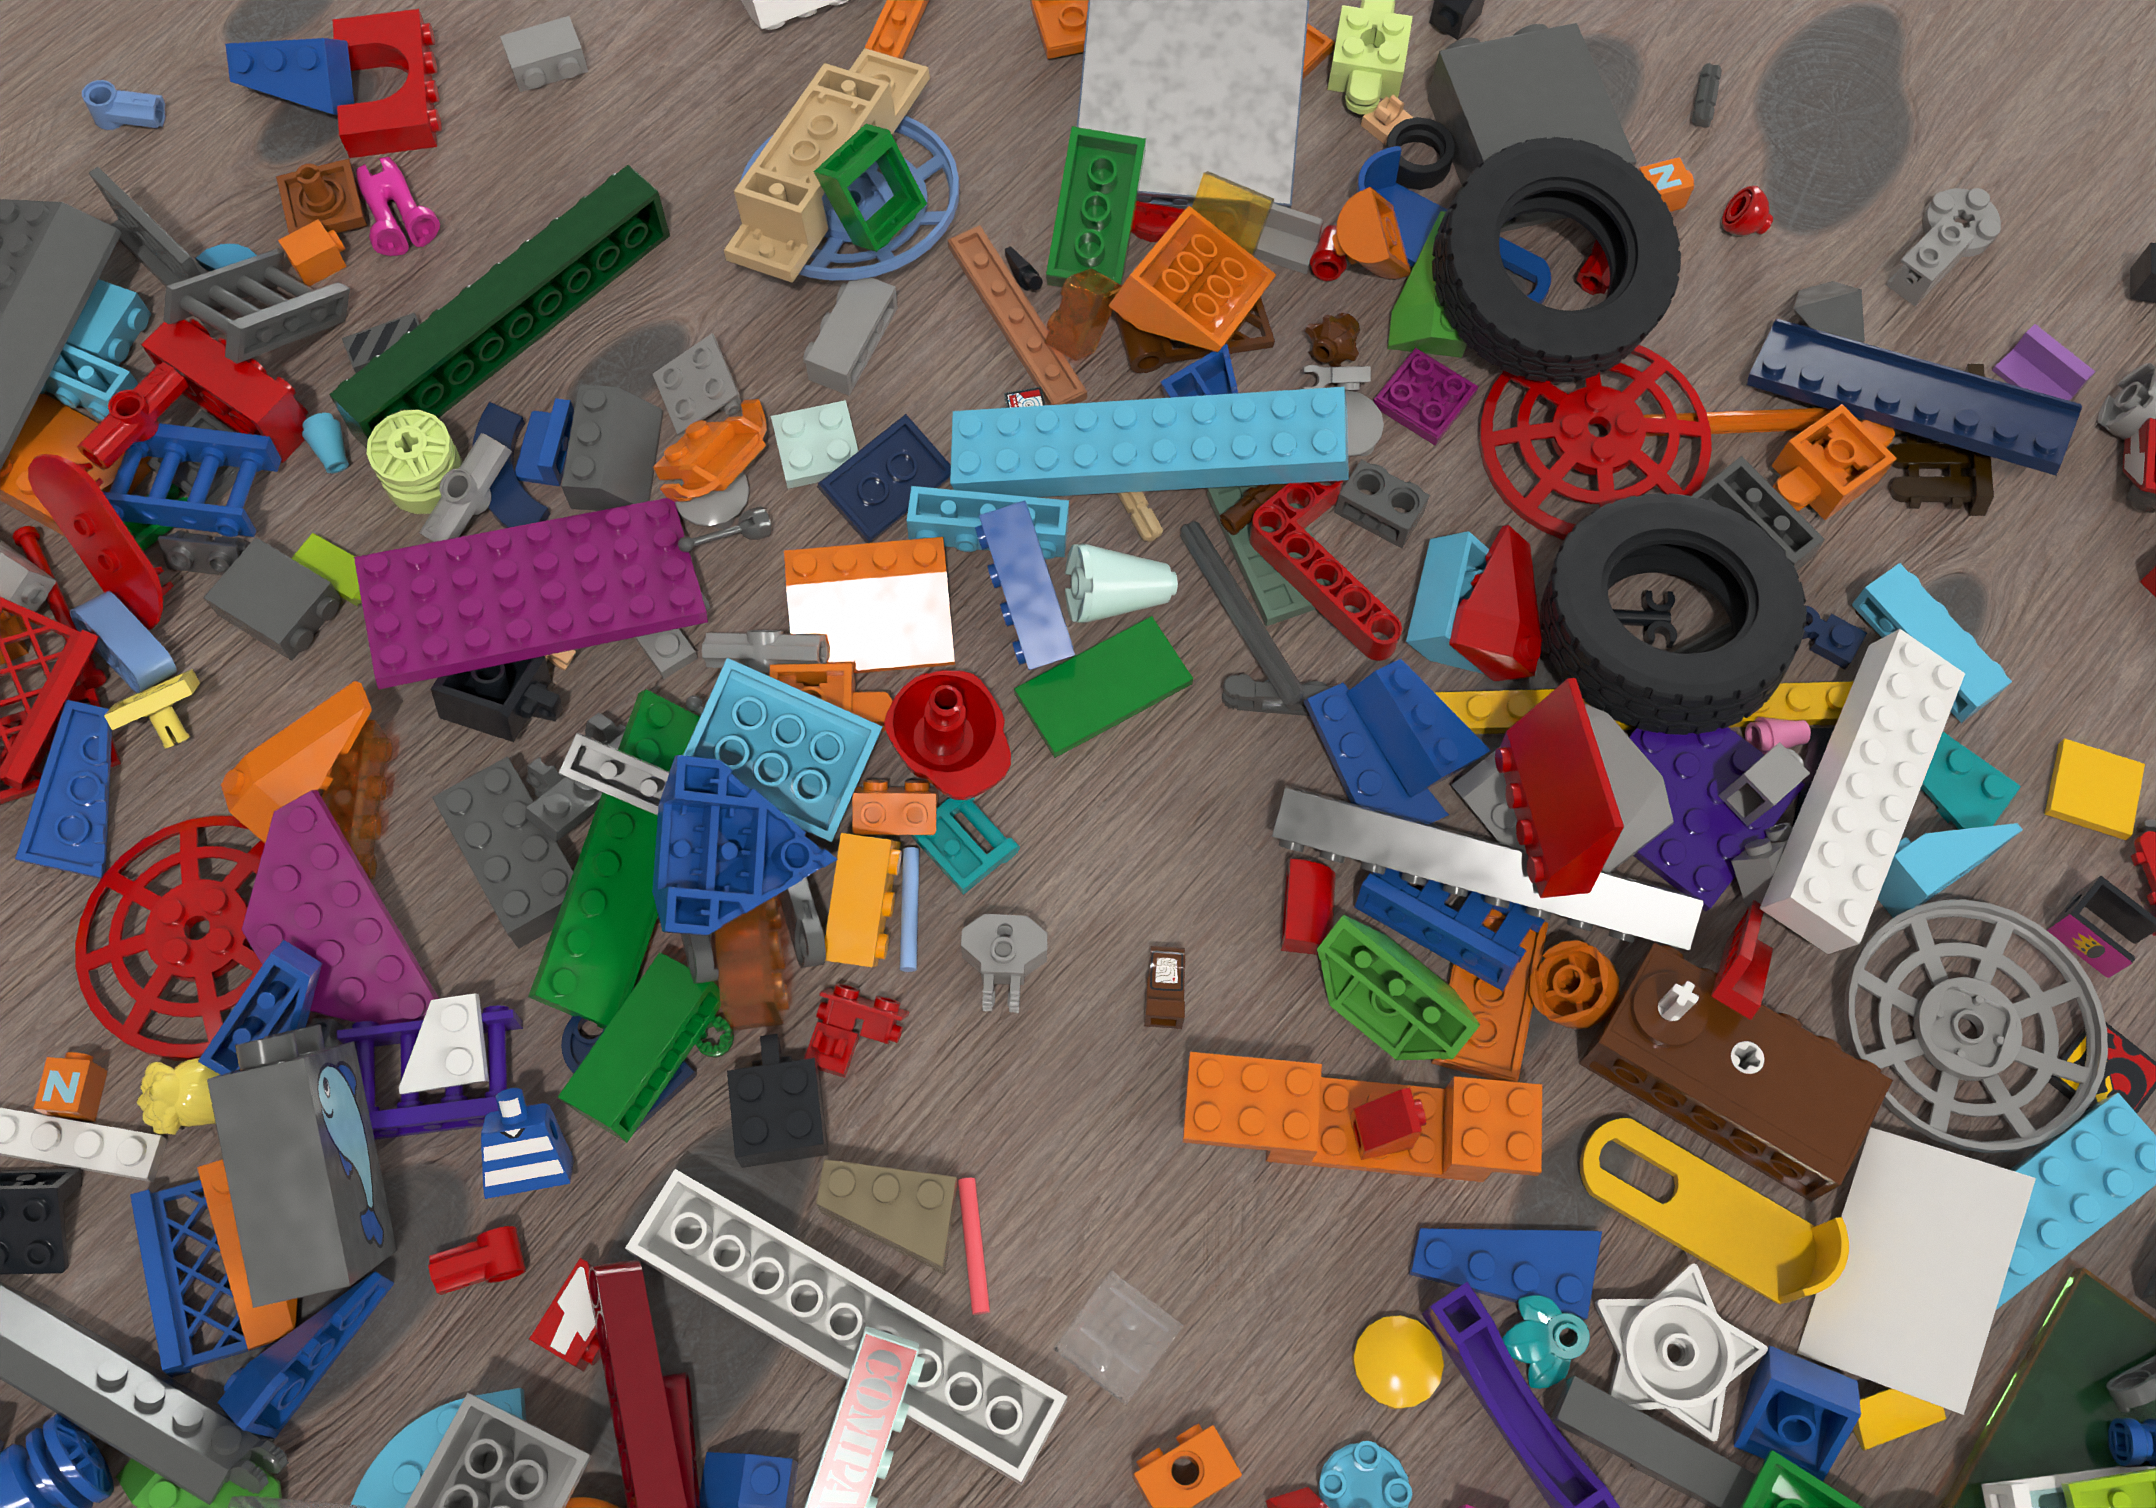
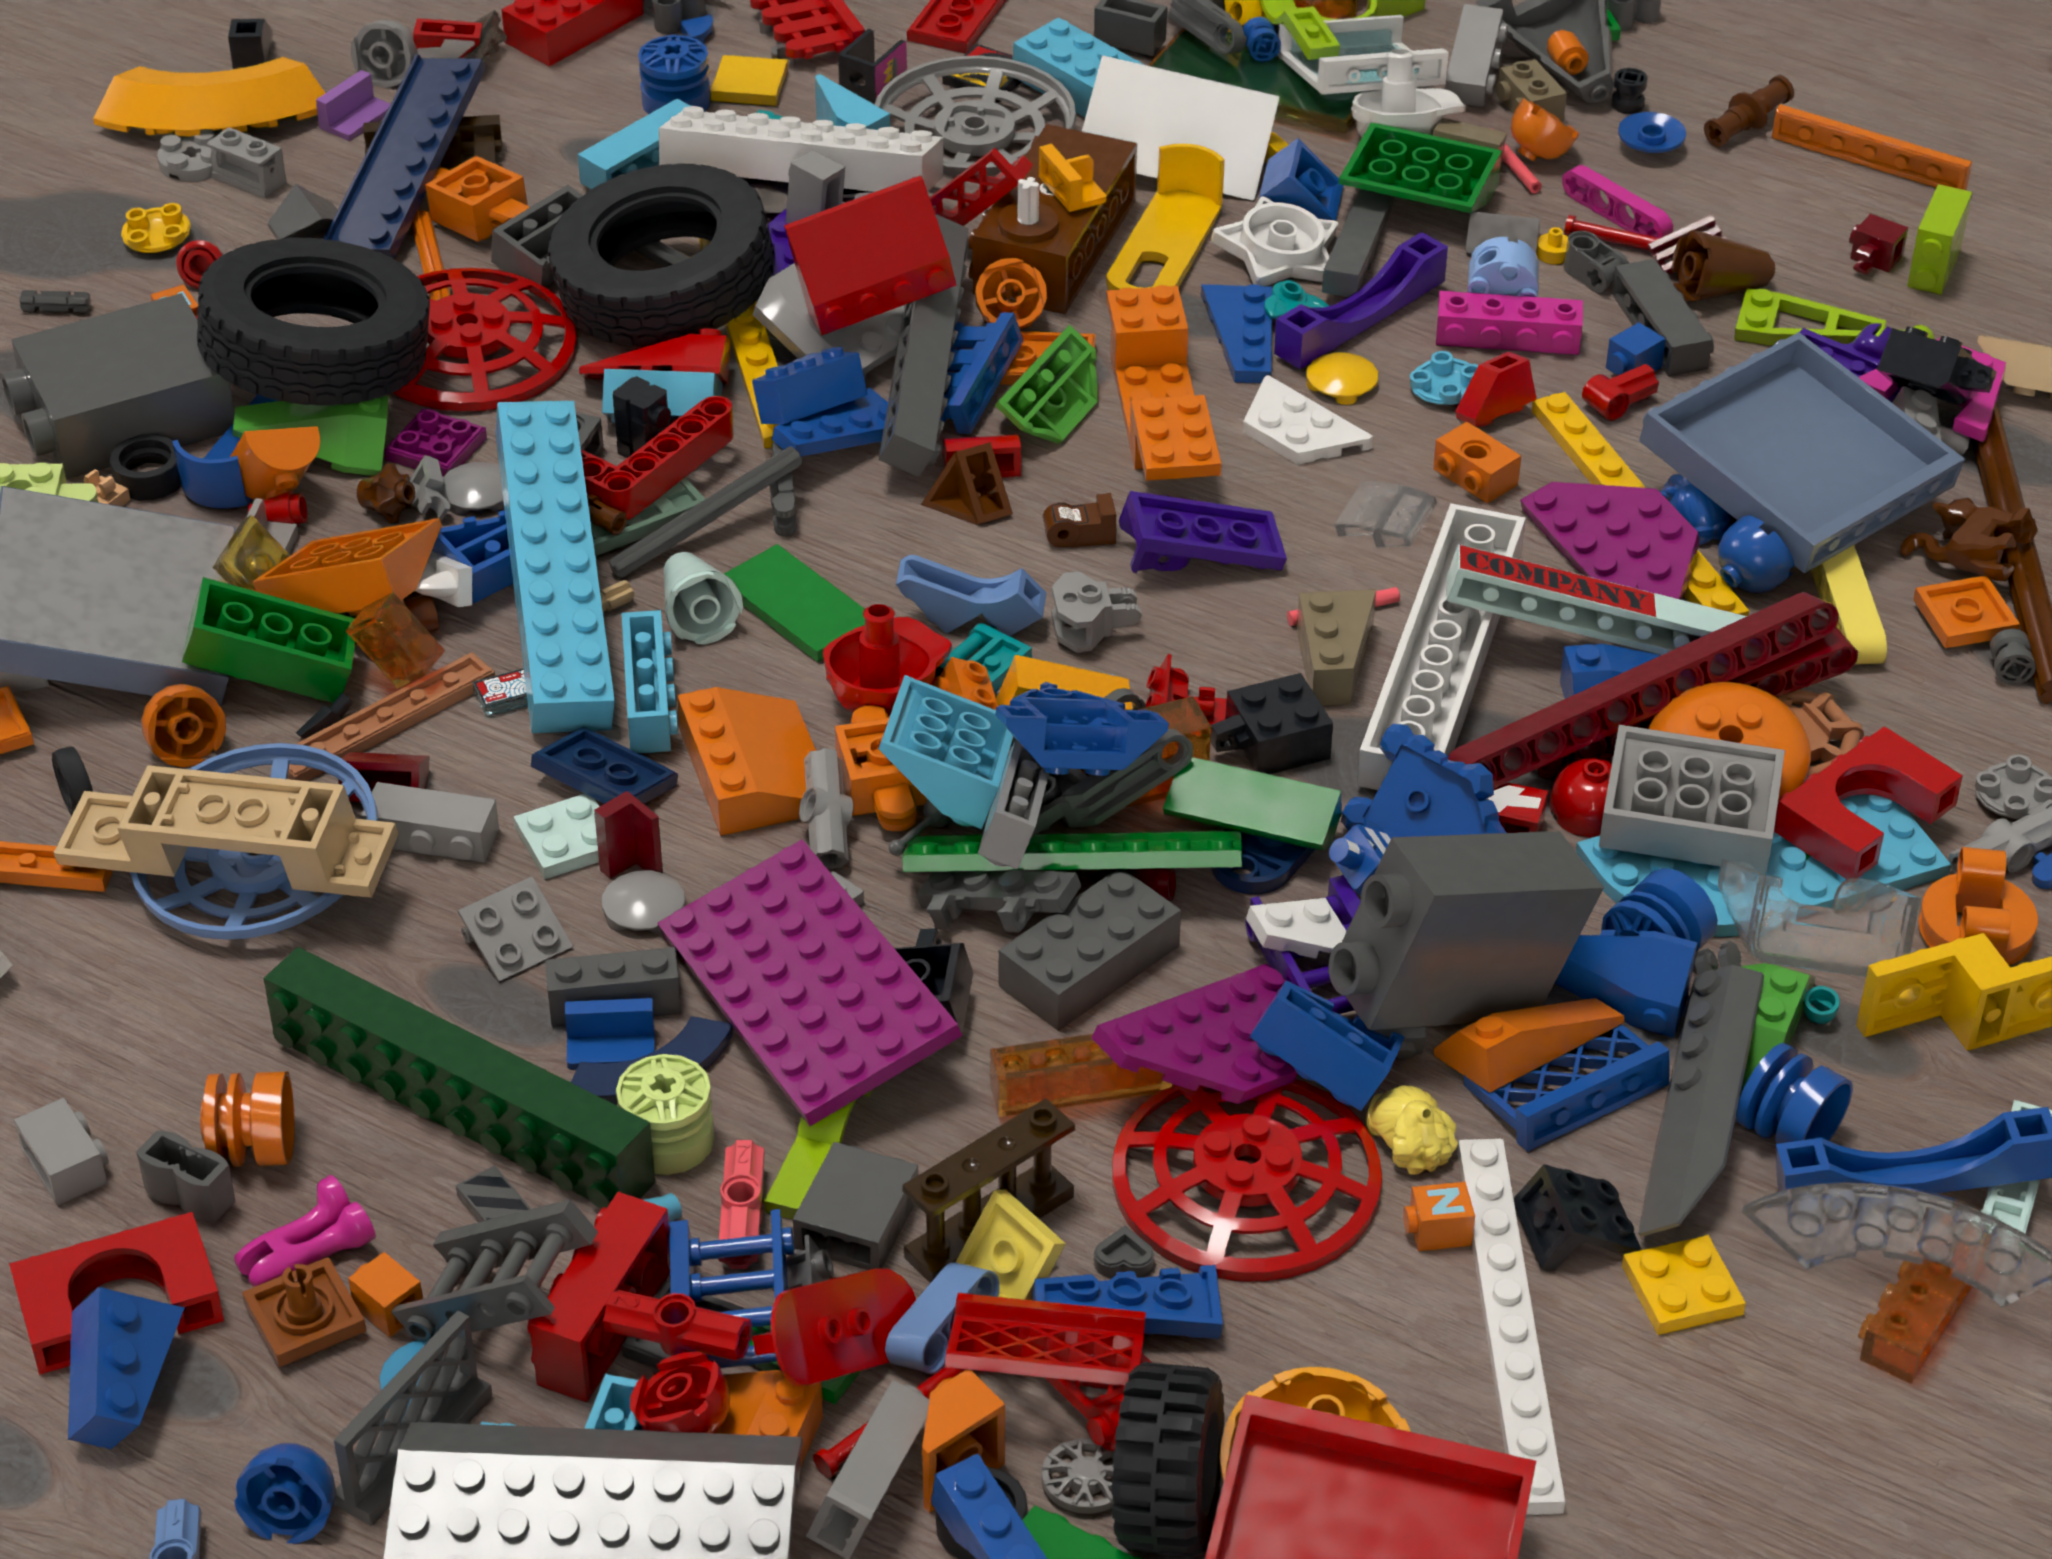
camera: 100 degrees left, 25 degrees down
(63, 411) = (682, 1397): none -> red cylinder
(140, 167) = (286, 1492): none -> blue cylinder
(152, 808) = (1123, 1253): none -> dark grey tile
(210, 681) = (978, 1164): none -> dark brown fence
(289, 509) = (742, 1197): none -> coral piece
(295, 759) = (1038, 1070): orange wedge -> none
(336, 1421) = (1665, 904): none -> blue wheel
(466, 490) = (728, 1081): light grey piece -> none
(474, 125) = (186, 1176): none -> dark grey brick
(511, 165) = (257, 1119): none -> orange wheel
(586, 1225) = (1426, 792): none -> blue shield
(596, 1436) = (1580, 796): none -> red cylinder
(712, 453) = (608, 885): orange plate -> none
(752, 524) = (680, 859): dark grey hinge -> none
(765, 481) = (627, 836): none -> dark red panel
(848, 163) = (293, 757): green window -> none
(928, 305) = (389, 769): none -> dark red brick
(957, 58) = (70, 776): none -> black tyre
(1024, 152) = (183, 725): none -> orange cylinder
(1026, 586) = (719, 629): brick -> none
(1044, 837) = (956, 597): none -> medium blue arch
(1103, 1109) = (1199, 531): none -> dark purple plate
(1159, 362) = (447, 580): none -> white tile
(1241, 888) = (970, 487): none -> reddish brown slope
(1311, 1281) = (1299, 426): none -> white wing
(1388, 1124) = (1167, 360): red slope -> none
(1395, 565) = (639, 414): none -> black brick
(1740, 1073) = (1069, 179): none -> light orange panel
(1822, 180) = (155, 228): none -> yellow dish
(2041, 235) = (209, 100): none -> light orange brick
(2074, 692) = (673, 70): none -> blue wheel

